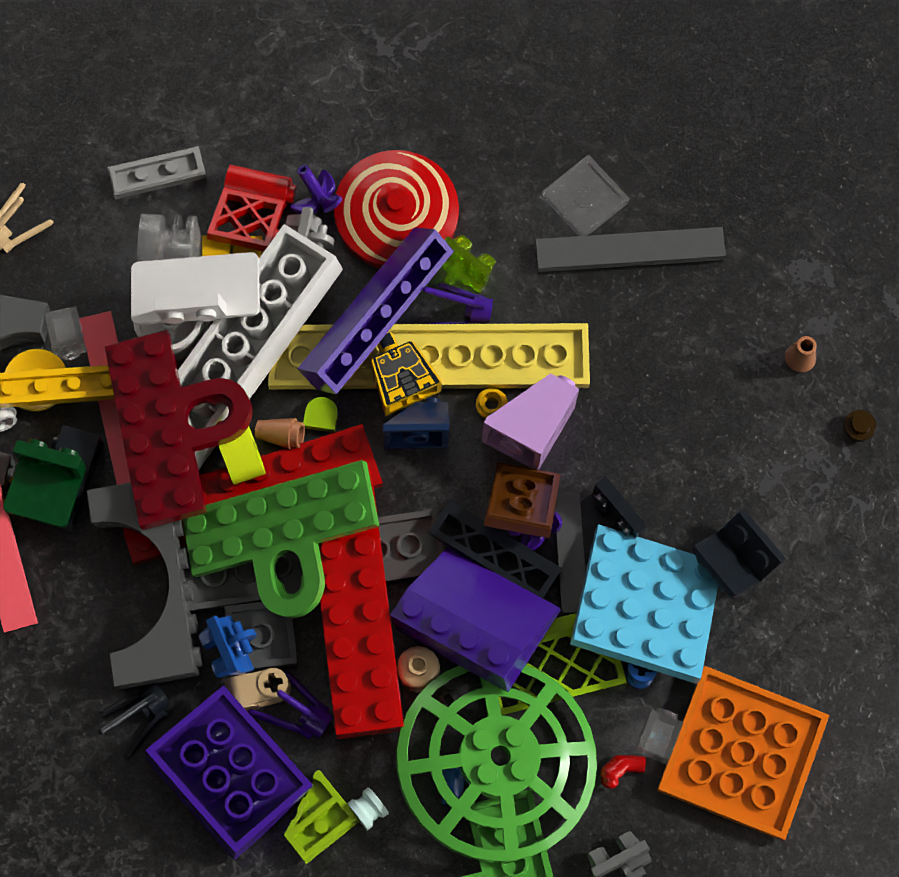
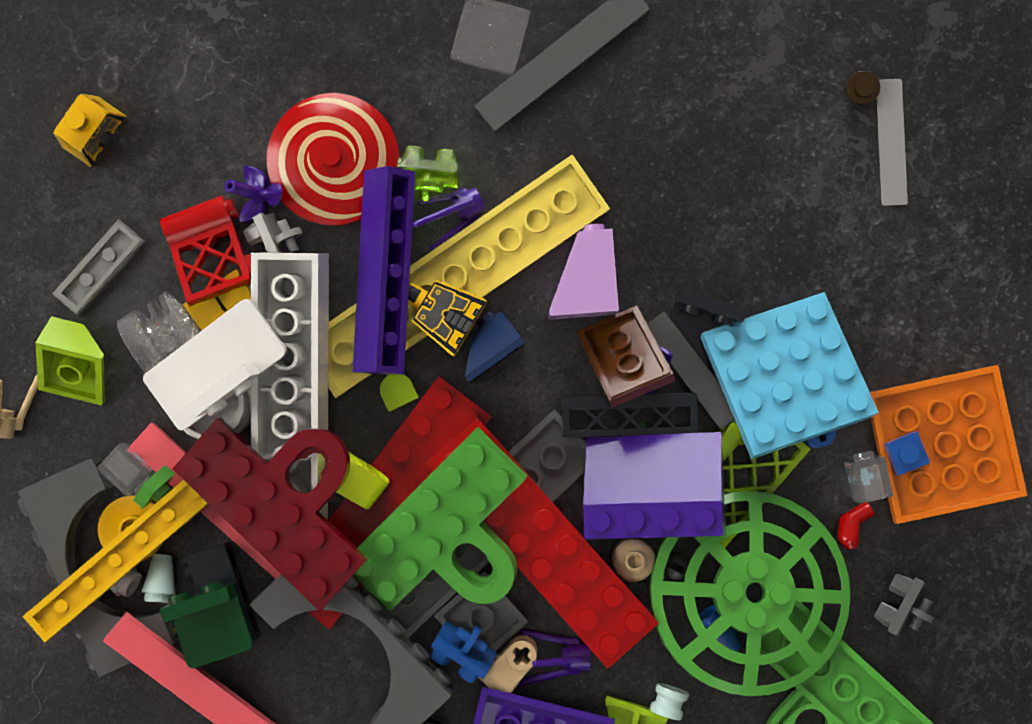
camera: 30 degrees left, 15 degrees up
(31, 428) = (159, 580): none -> light aqua cone
(78, 356) = (154, 487): none -> bright green plate
(82, 225) = (70, 362): none -> lime slope
(224, 64) = (88, 127): none -> yellow torso
(281, 432) = (374, 431): nougat cone -> none
(486, 395) = (538, 271): yellow plate -> none
(704, 733) = (906, 453): none -> blue plate
(738, 555) = (836, 279): black bracket -> none
(801, 354) = (769, 62): nougat cone -> none
(856, 485) = (891, 143): none -> light grey sticker

